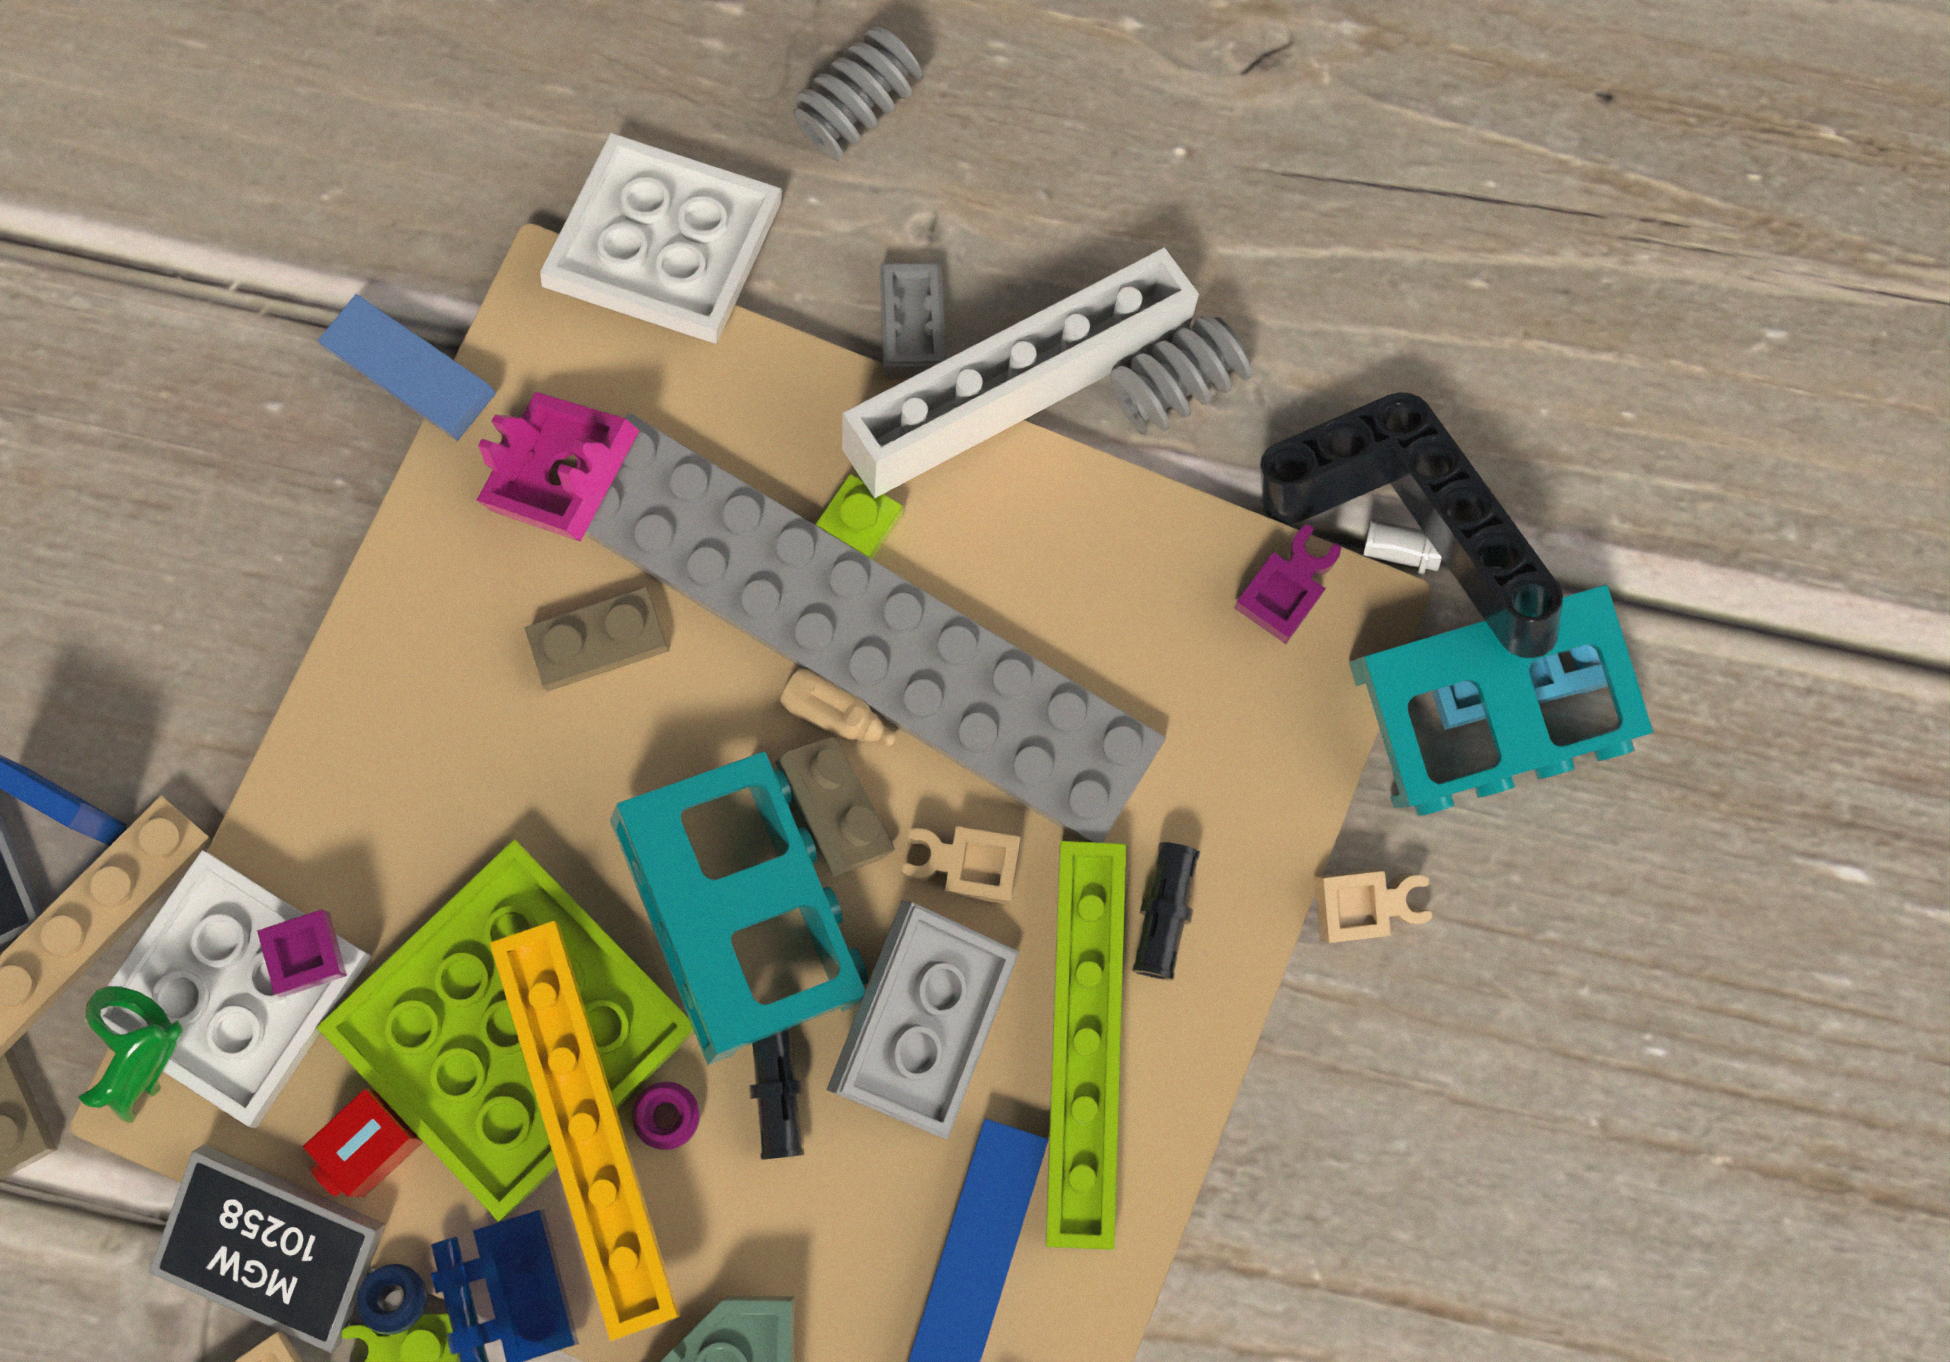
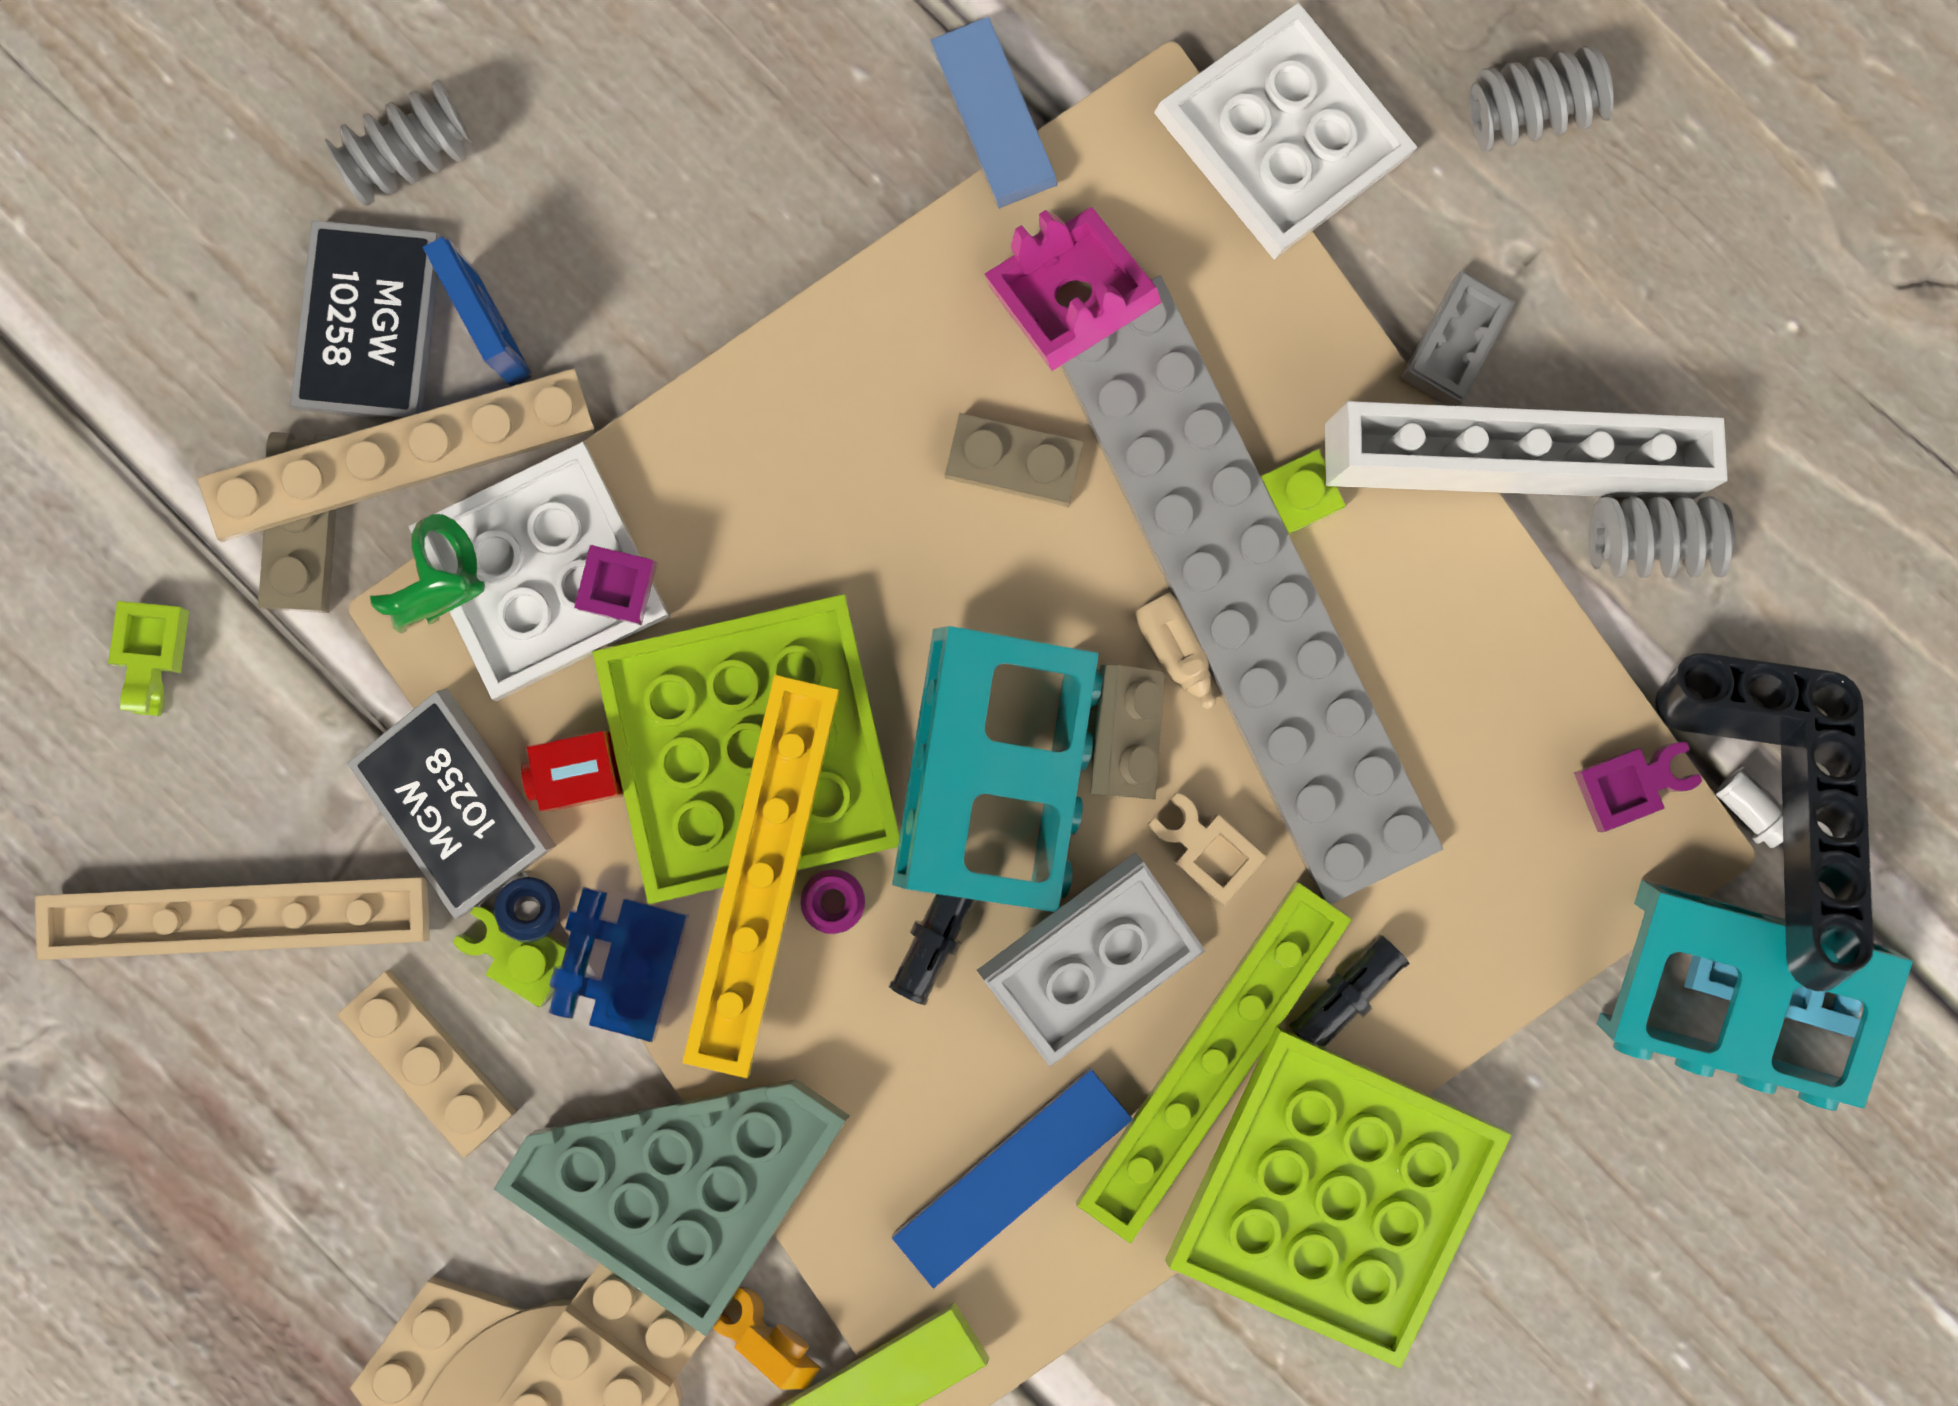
camera: 30 degrees right, 10 degrees up
(1268, 1095) = (1337, 1197): none -> lime plate
(1360, 904) = (1519, 1088): tan plate -> none

